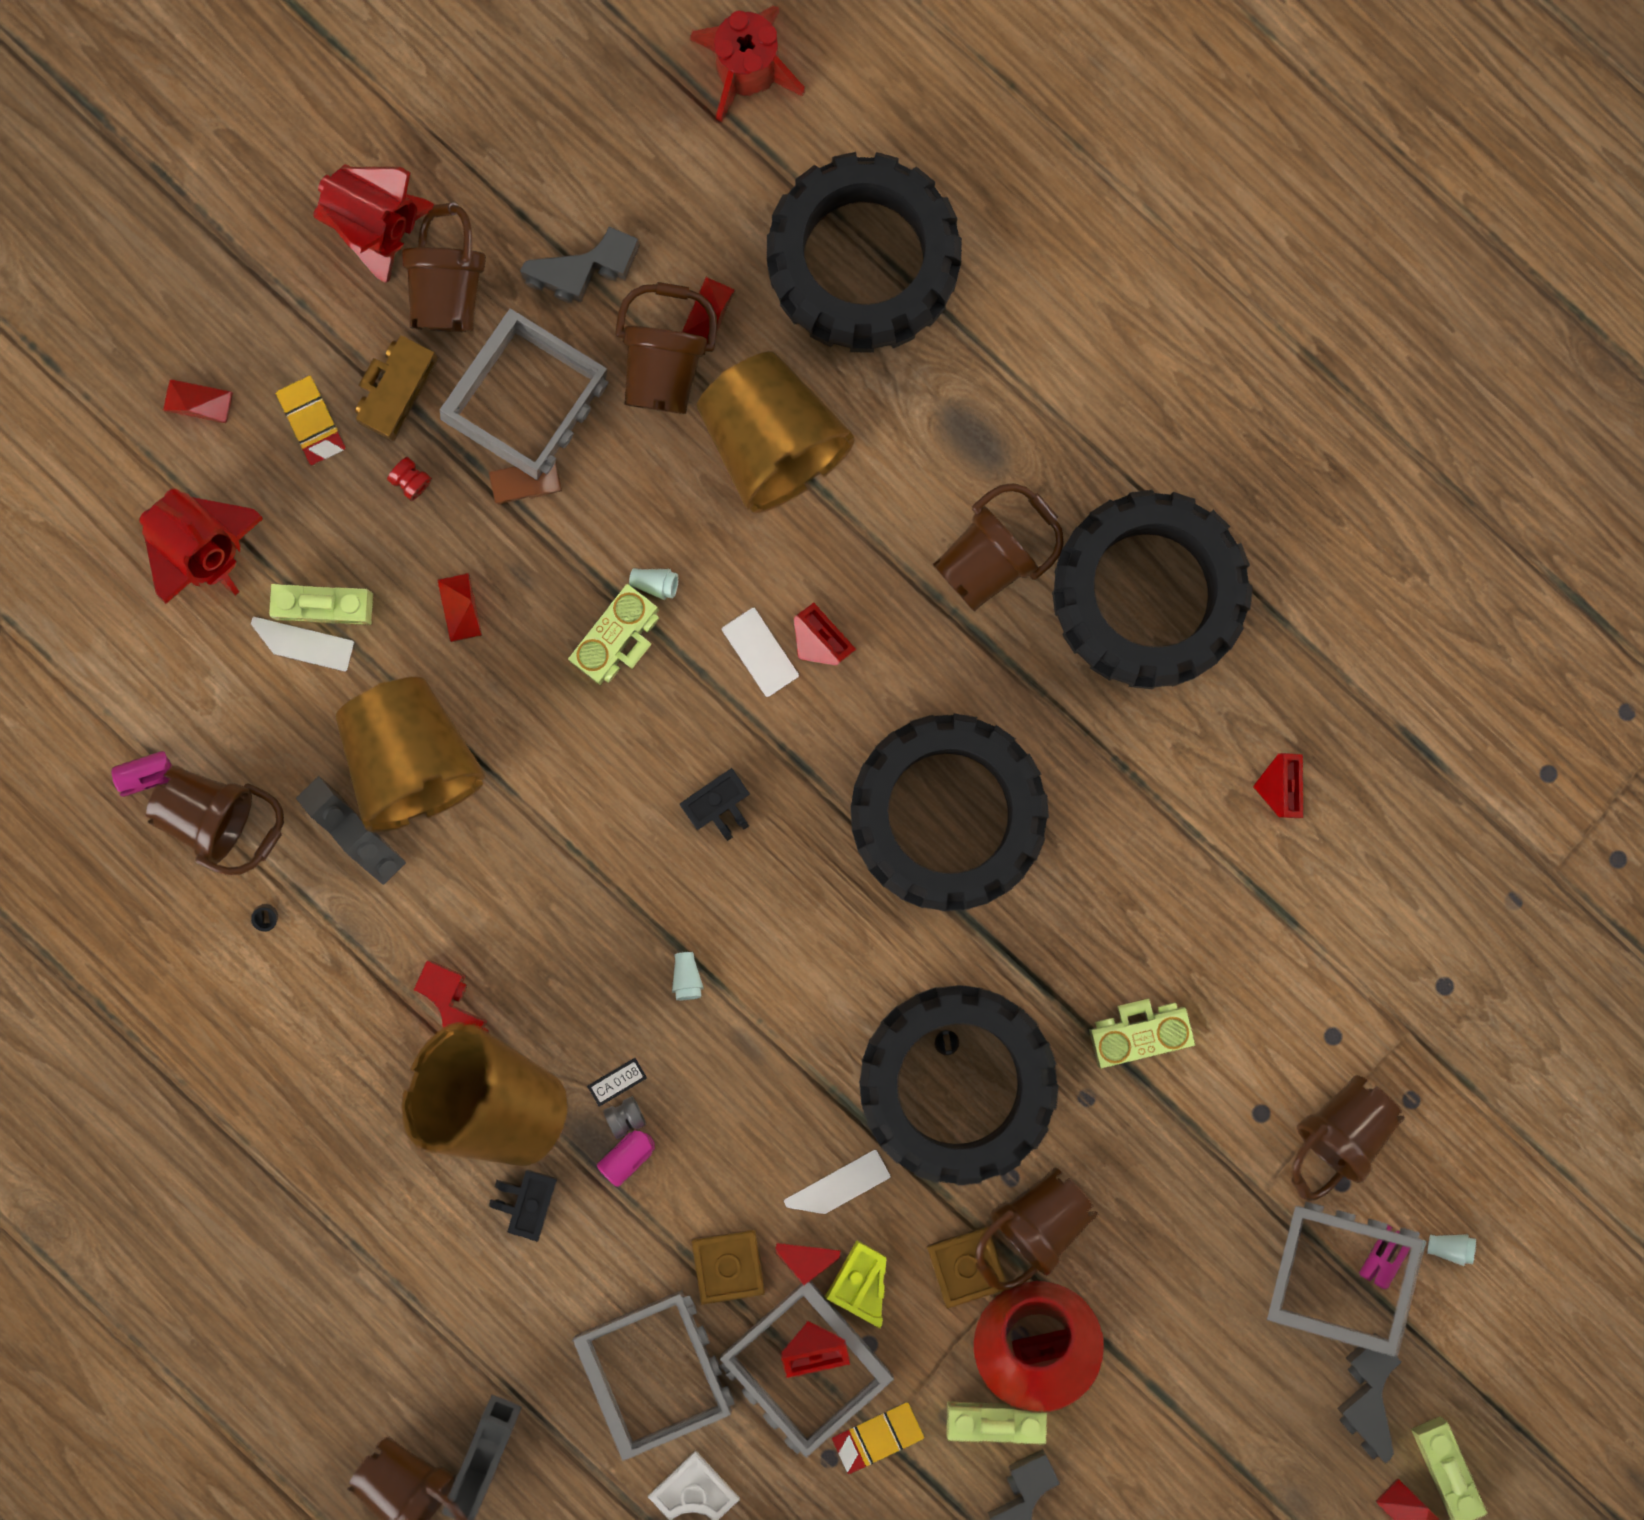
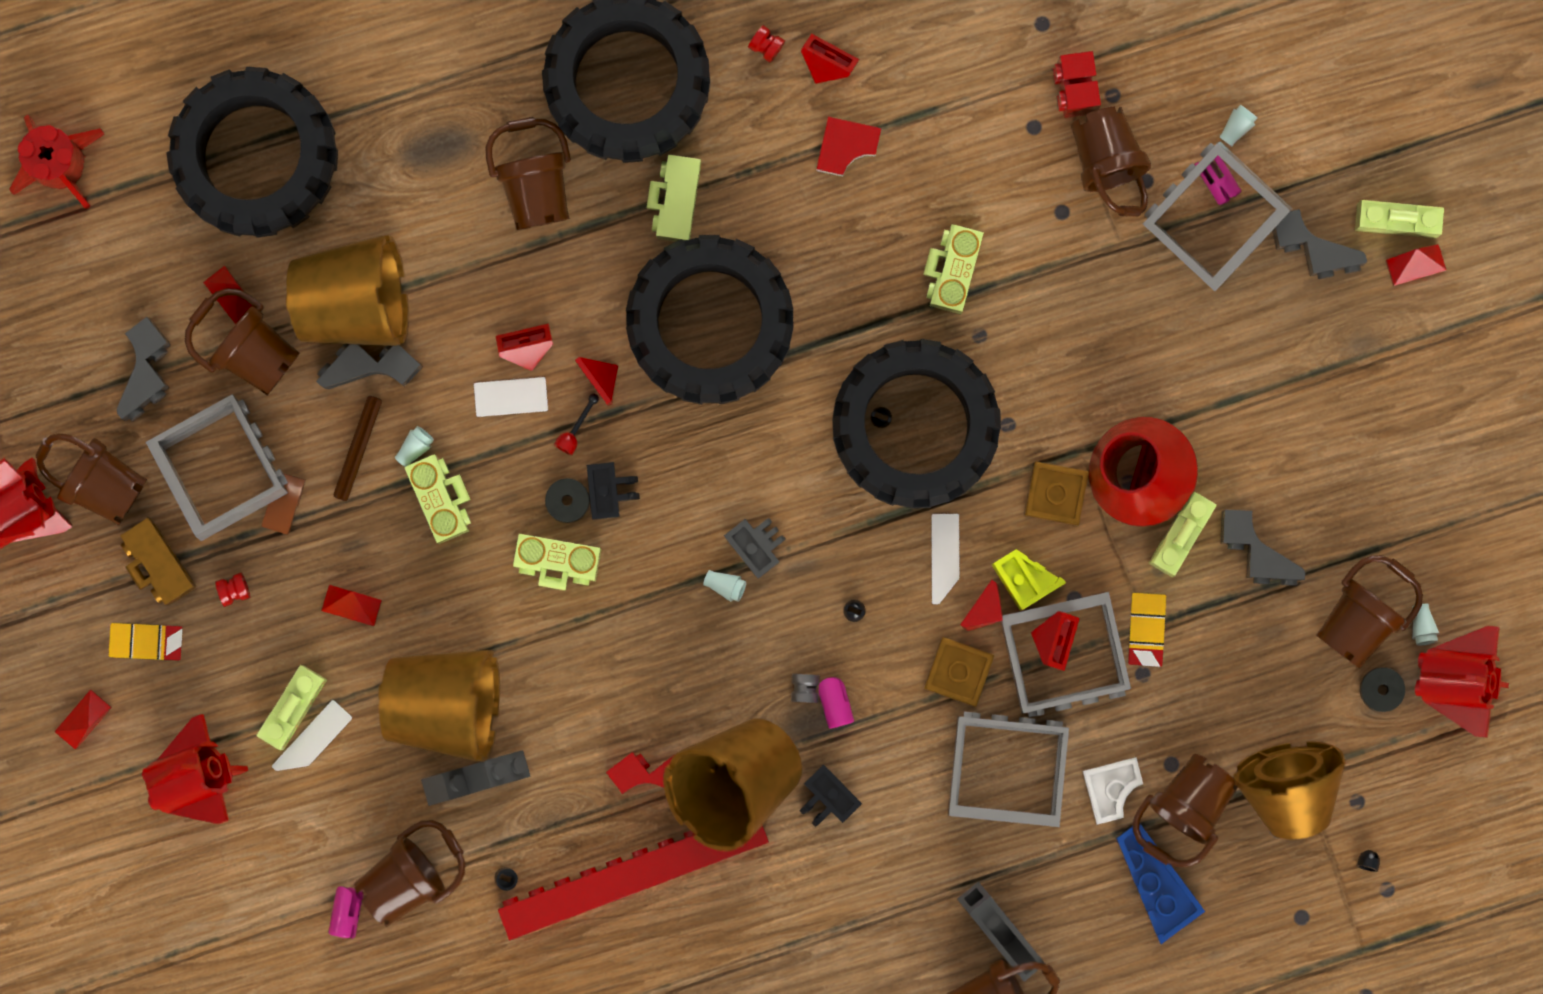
camera: 60 degrees left, 0 degrees up
(313, 1024) = (613, 883): none -> red brick
(617, 776) = (546, 554): none -> yellowish green piece
(617, 1082) = (775, 681): sticker -> none
(622, 525) = (357, 448): none -> reddish brown axle
(675, 757) = (564, 488): none -> pearl dark grey piece
(707, 476) = (356, 364): none -> dark grey arch
(739, 1124) = (852, 616): none -> black hinge
(743, 986) = (755, 545): none -> dark grey hinge
(745, 735) = (567, 441): none -> hinge
(830, 733) = (601, 375): none -> red slope
(1038, 1225) = (1054, 422): reddish brown piece -> none
(1071, 707) = (681, 188): none -> yellowish green piece
(1209, 851) = (844, 143): none -> red tile
(1266, 714) = (766, 43): none -> red wheel
(1395, 1062) = (1078, 92): none -> red piece

